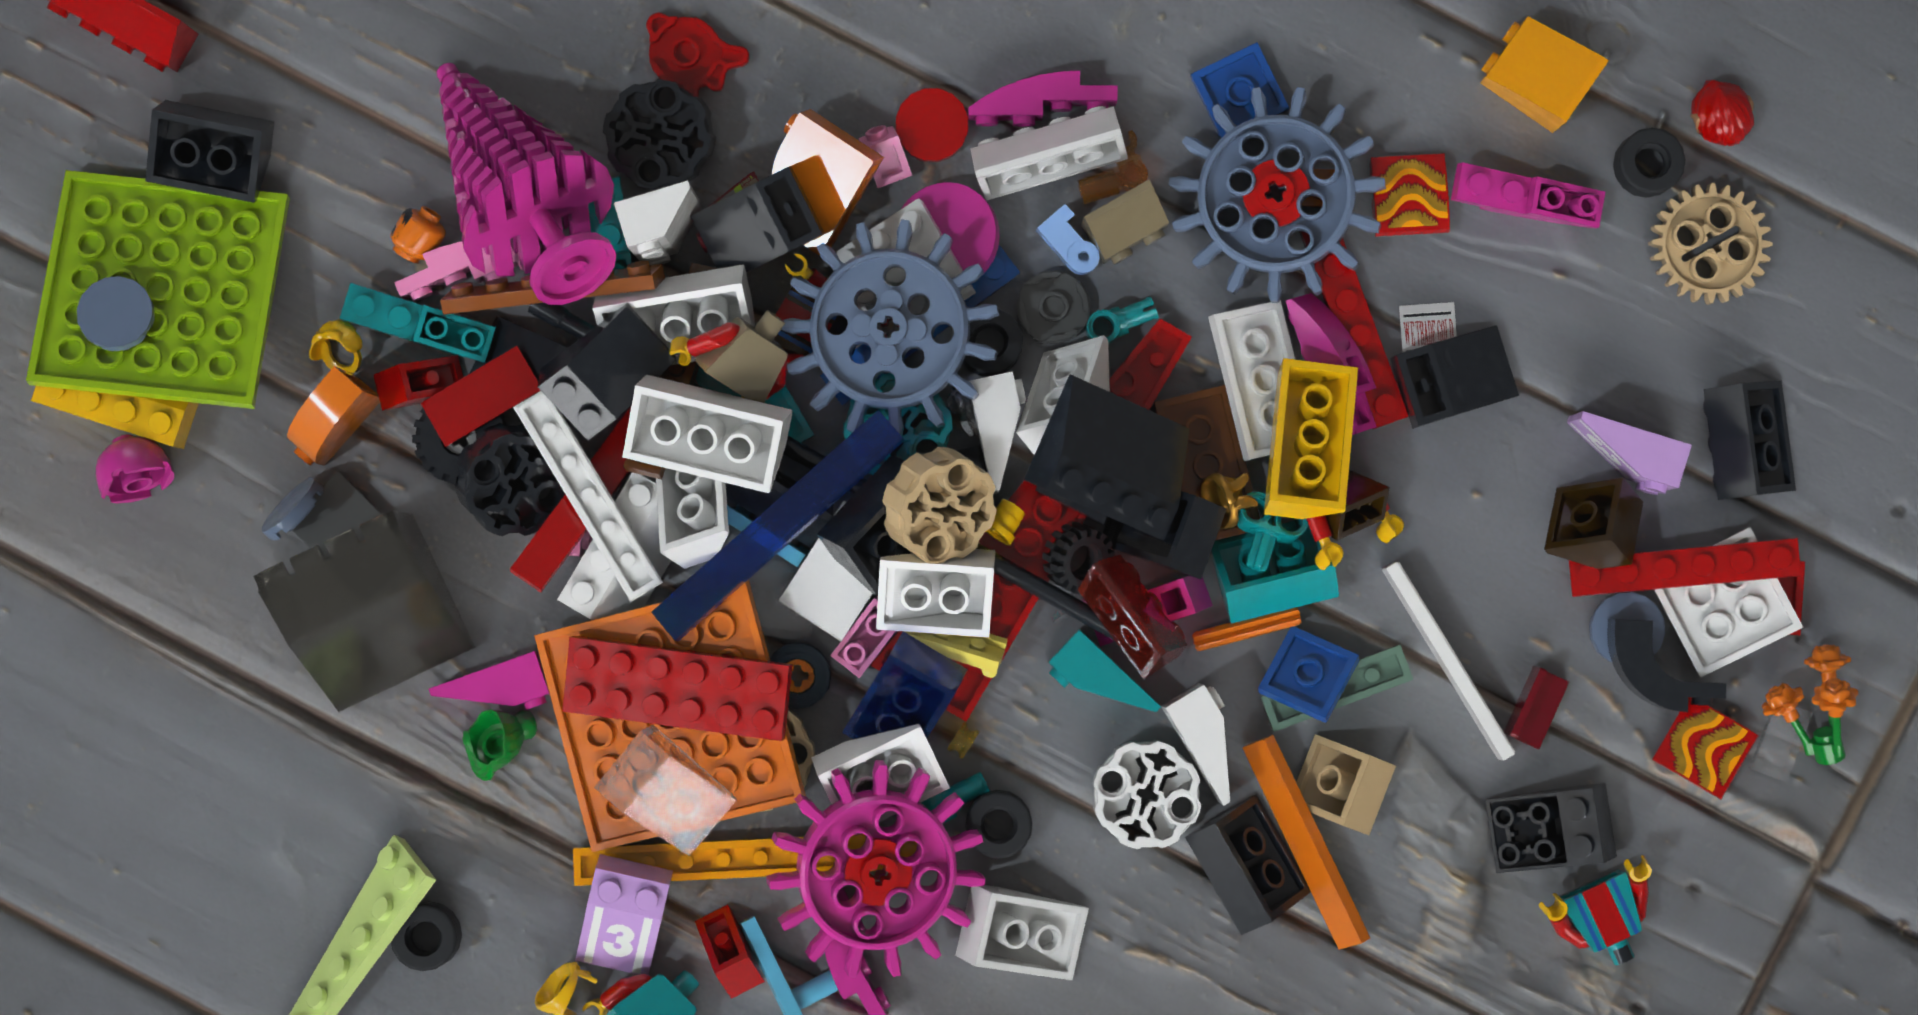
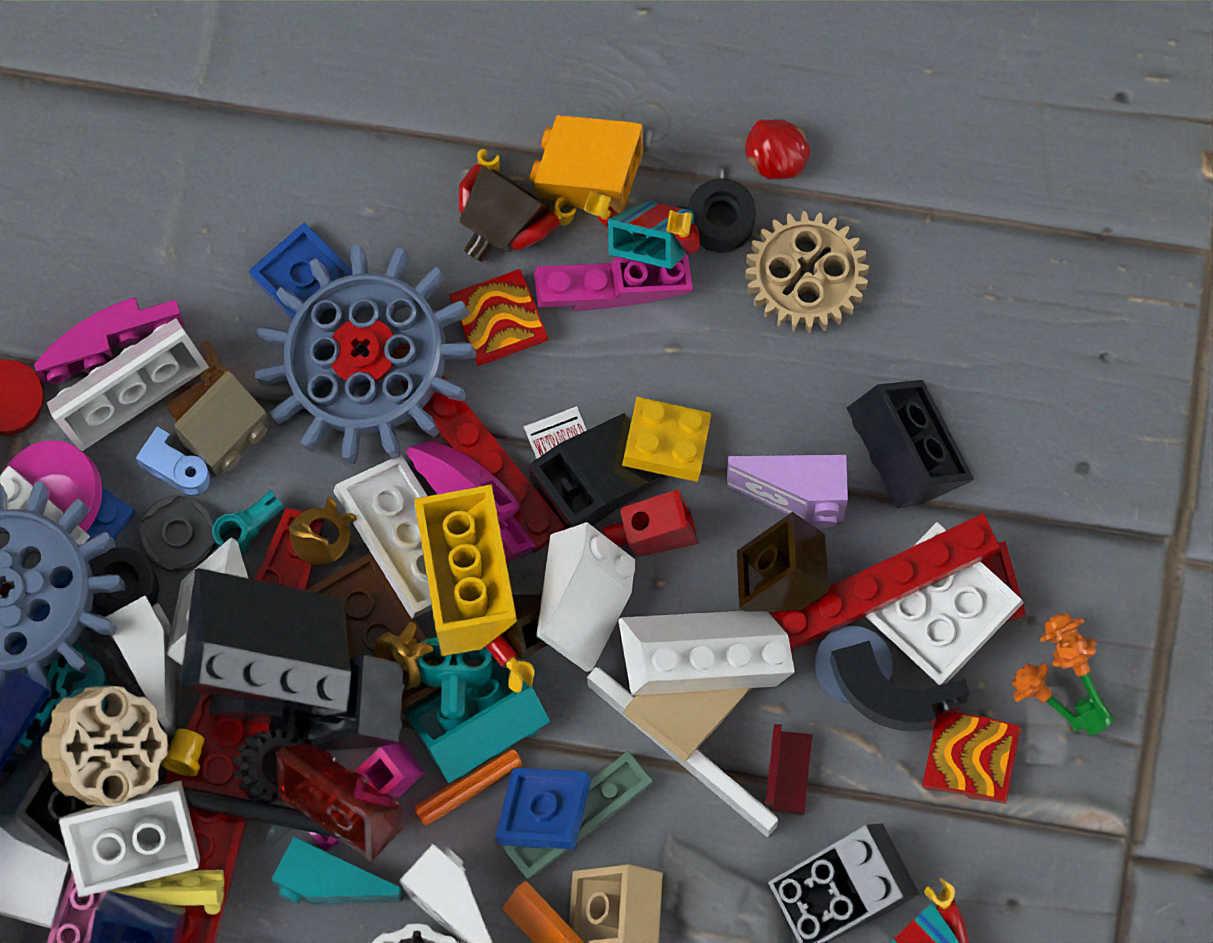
camera: 15 degrees left, 15 degrees down
(1172, 365) = (313, 547): none -> pearl gold piece
(1409, 492) = (583, 593): none -> white slope
(1447, 93) = (503, 211): none -> dark brown torso
(1470, 616) = (683, 718): none -> tan tile
(1499, 579) = (704, 652): none -> white slope
(1506, 447) = (667, 520): none -> red torso
(1528, 365) = (667, 439): none -> yellow plate
(1578, 162) = (647, 232): none -> torso

